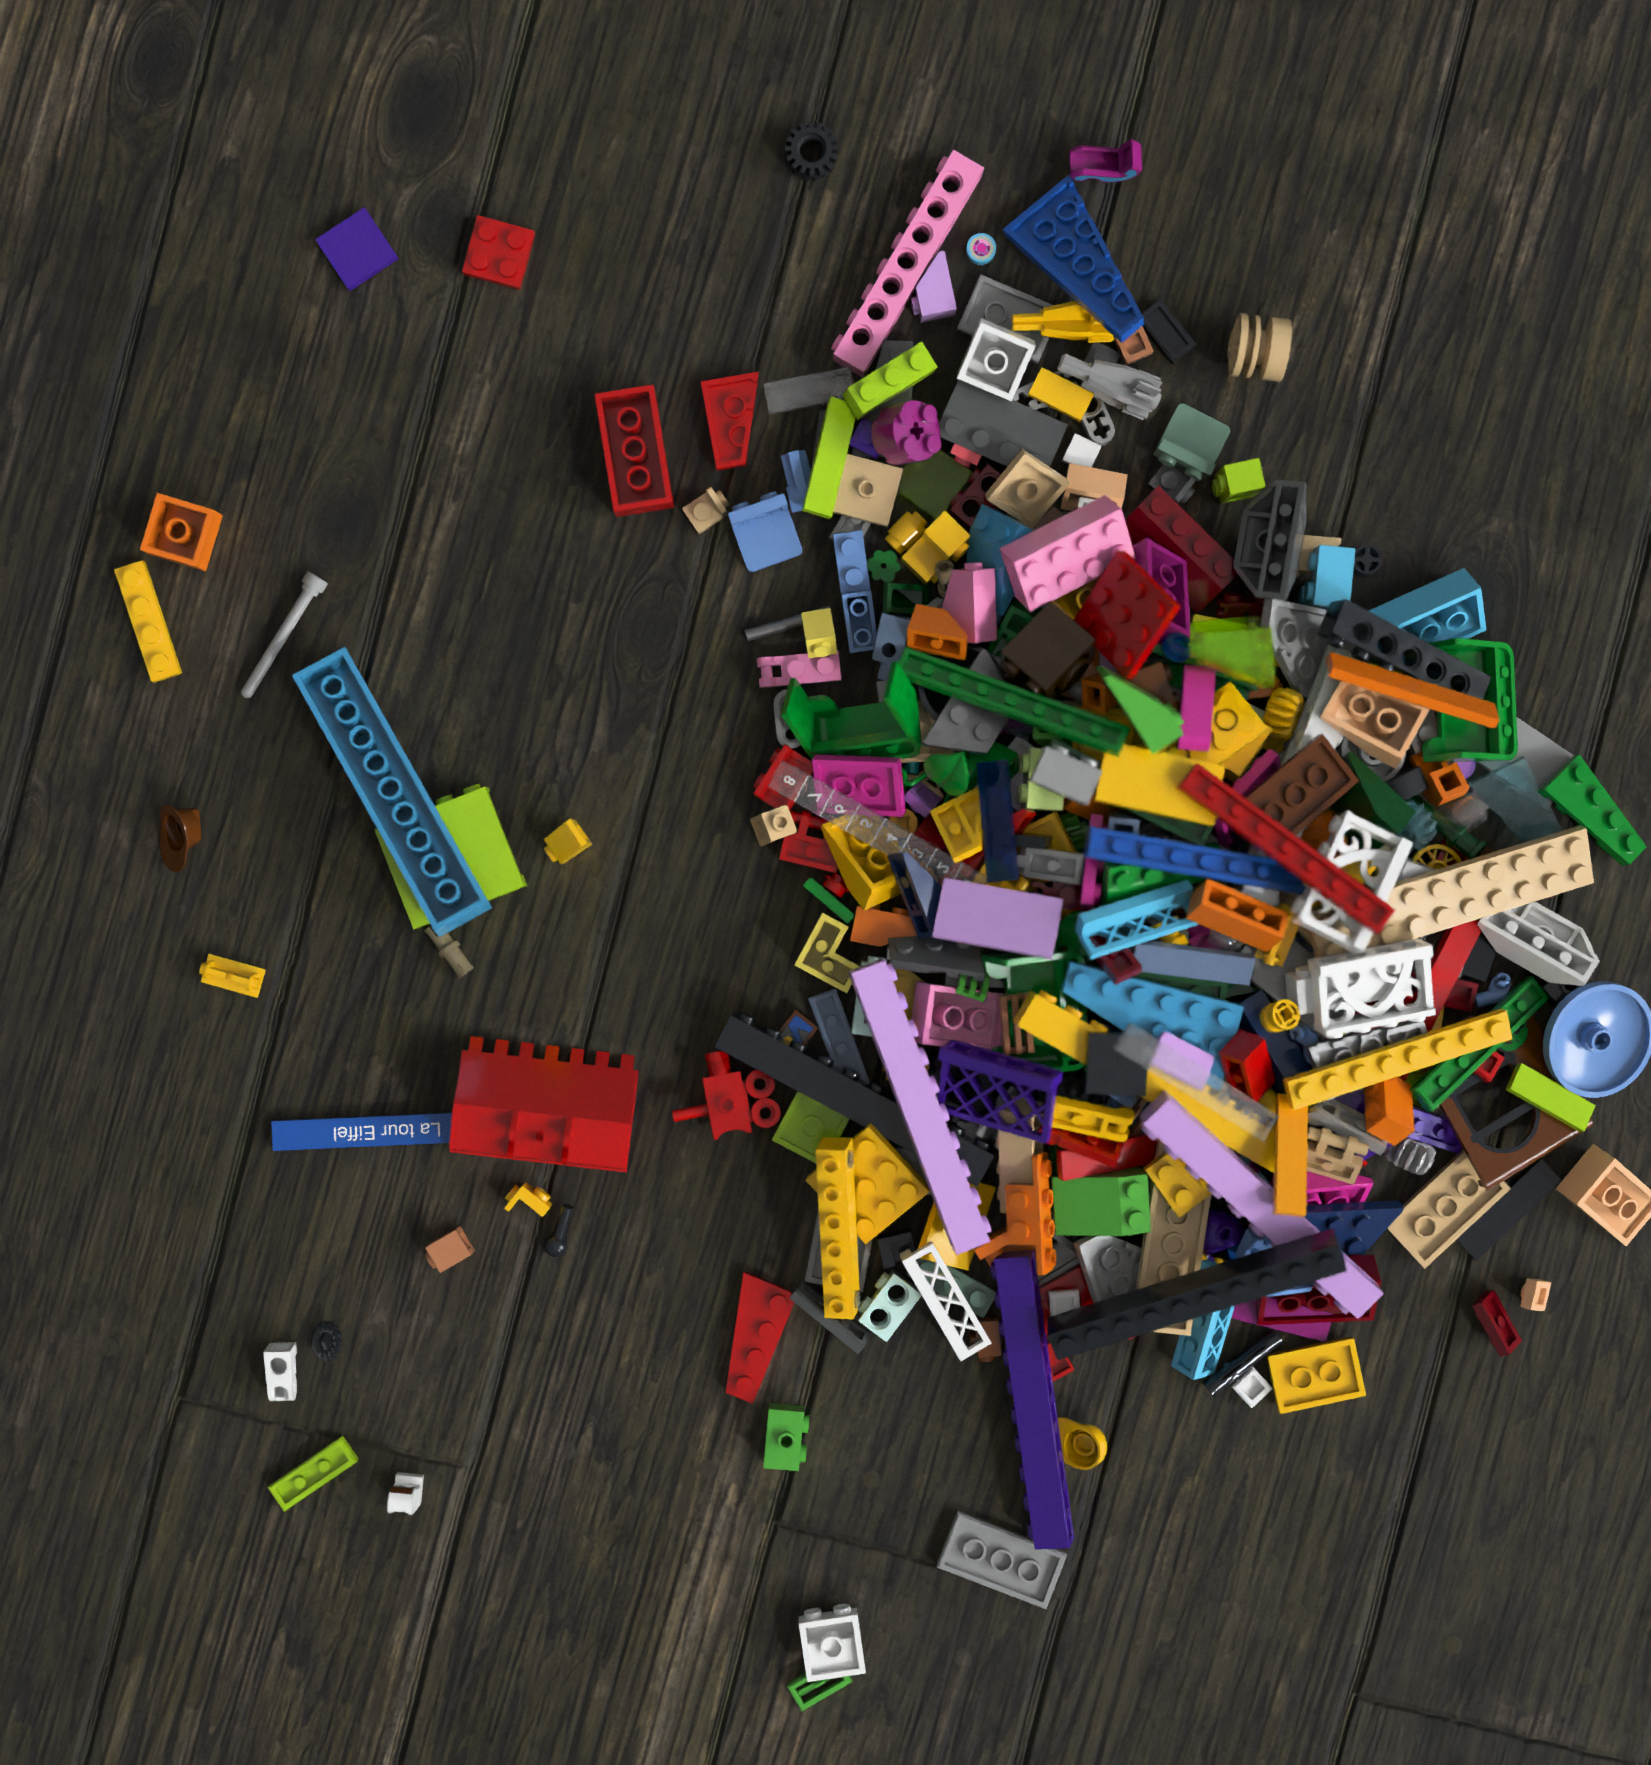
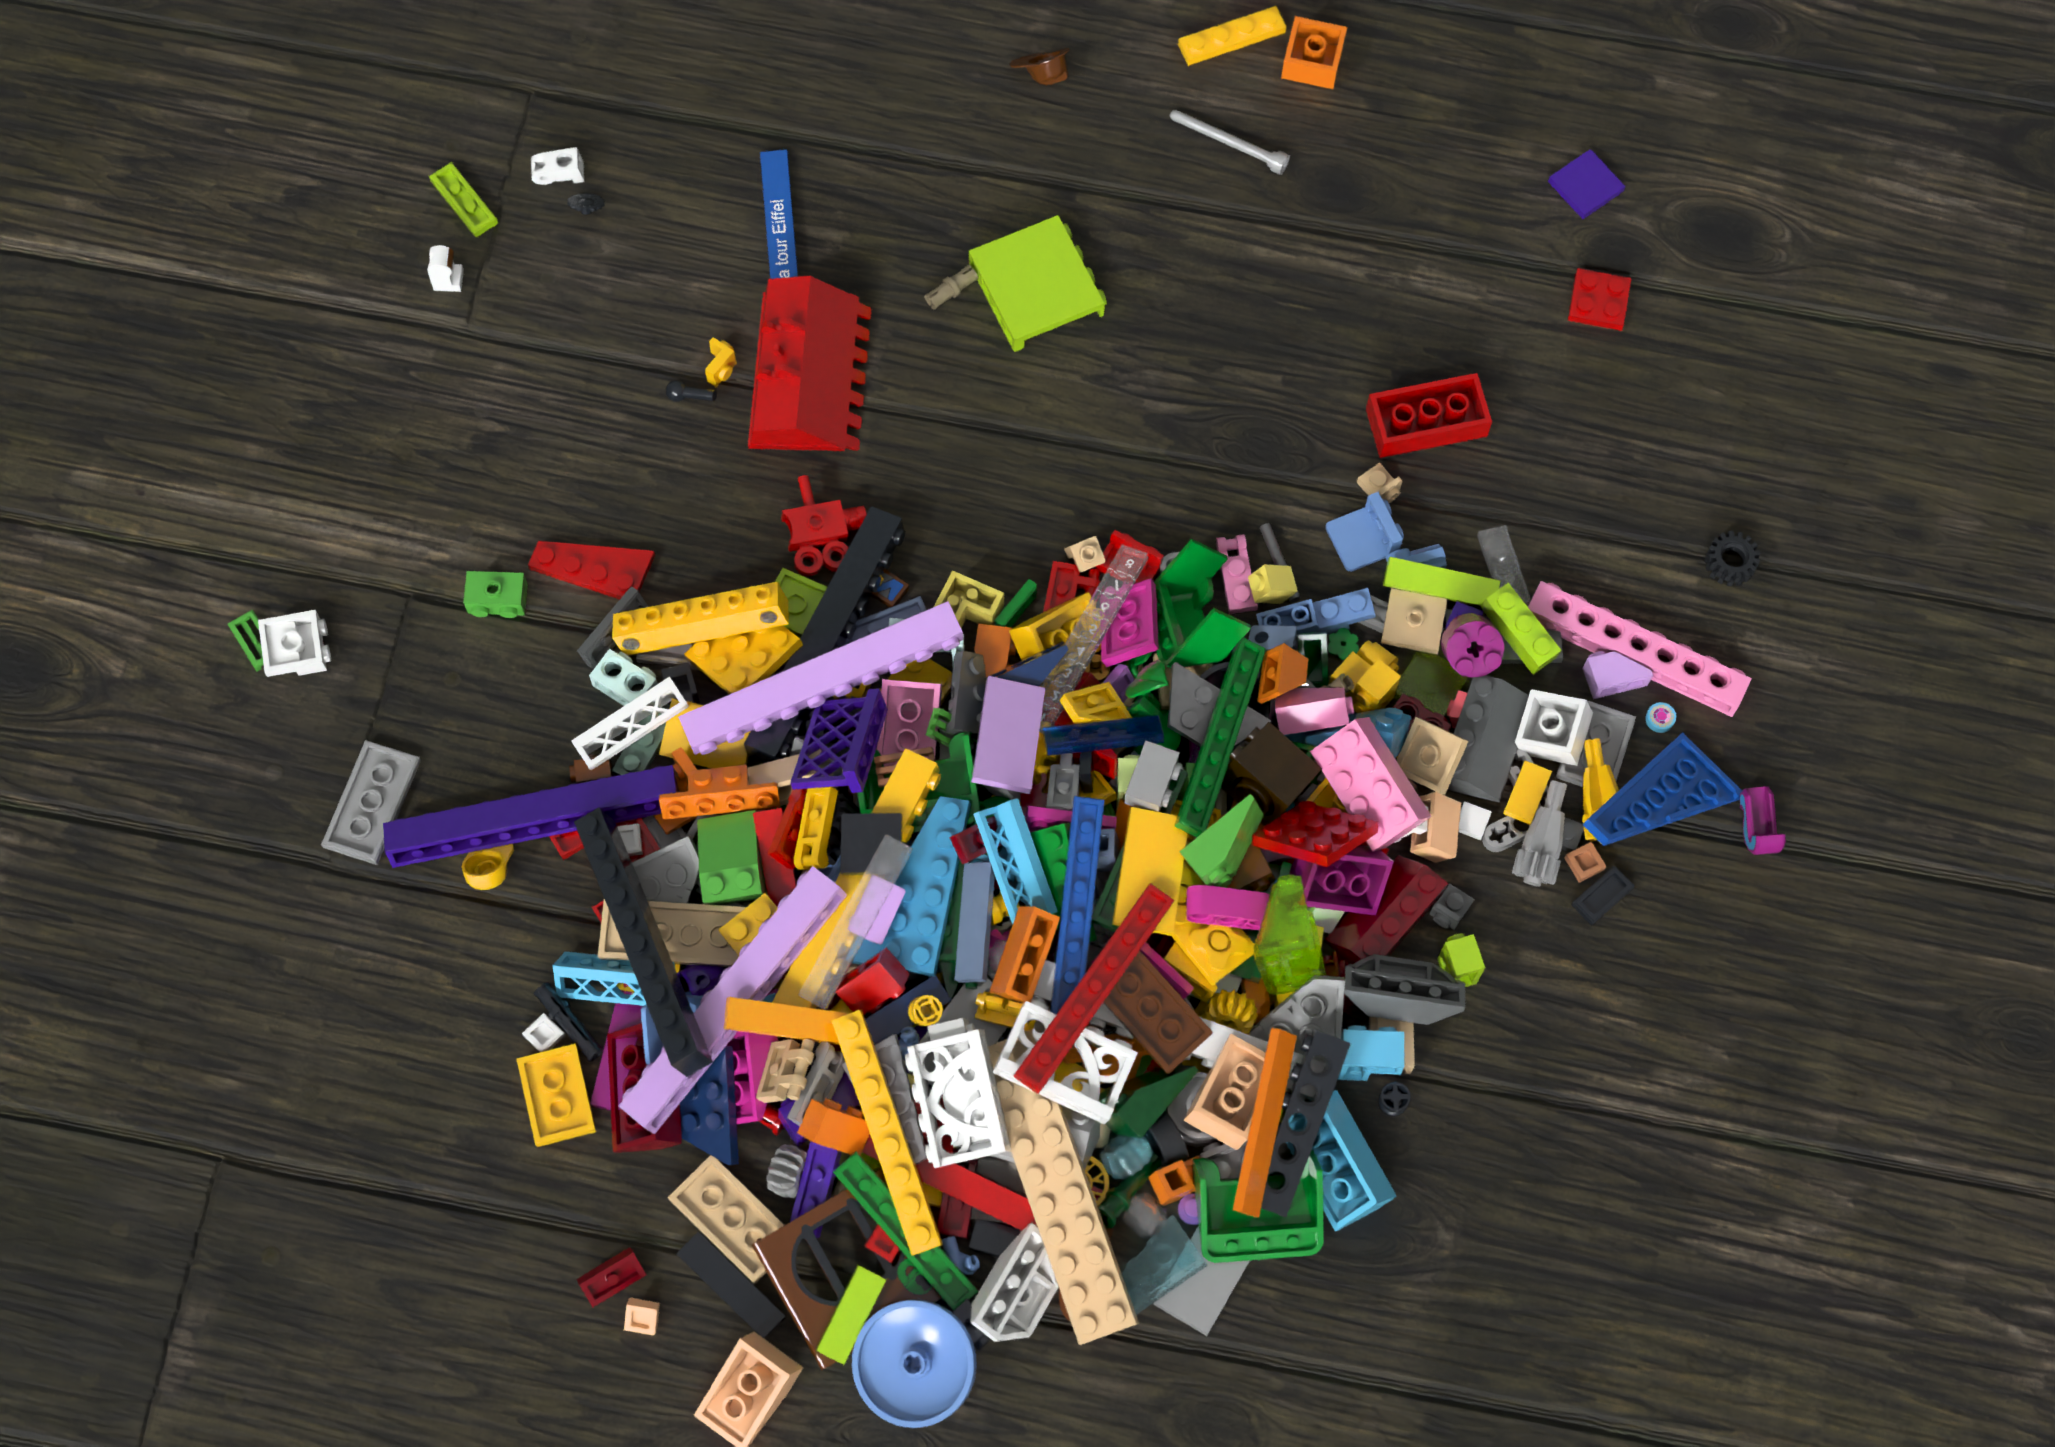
camera: 85 degrees right, 20 degrees down
(232, 975) = (918, 113): yellow hinge -> none
(392, 792) = (1092, 222): dark azure brick -> none
(448, 1249) = (672, 298): nougat brick -> none
(566, 842) = (1058, 377): yellow slope -> none
(729, 416) = (1470, 499): red wing -> none
(835, 885) = (1031, 610): red plate -> none
(1192, 442) = (1495, 921): sand green bracket -> none
(1264, 348) = (1597, 975): tan wheel -> none
(1588, 803) = (1162, 1338): green wing -> none

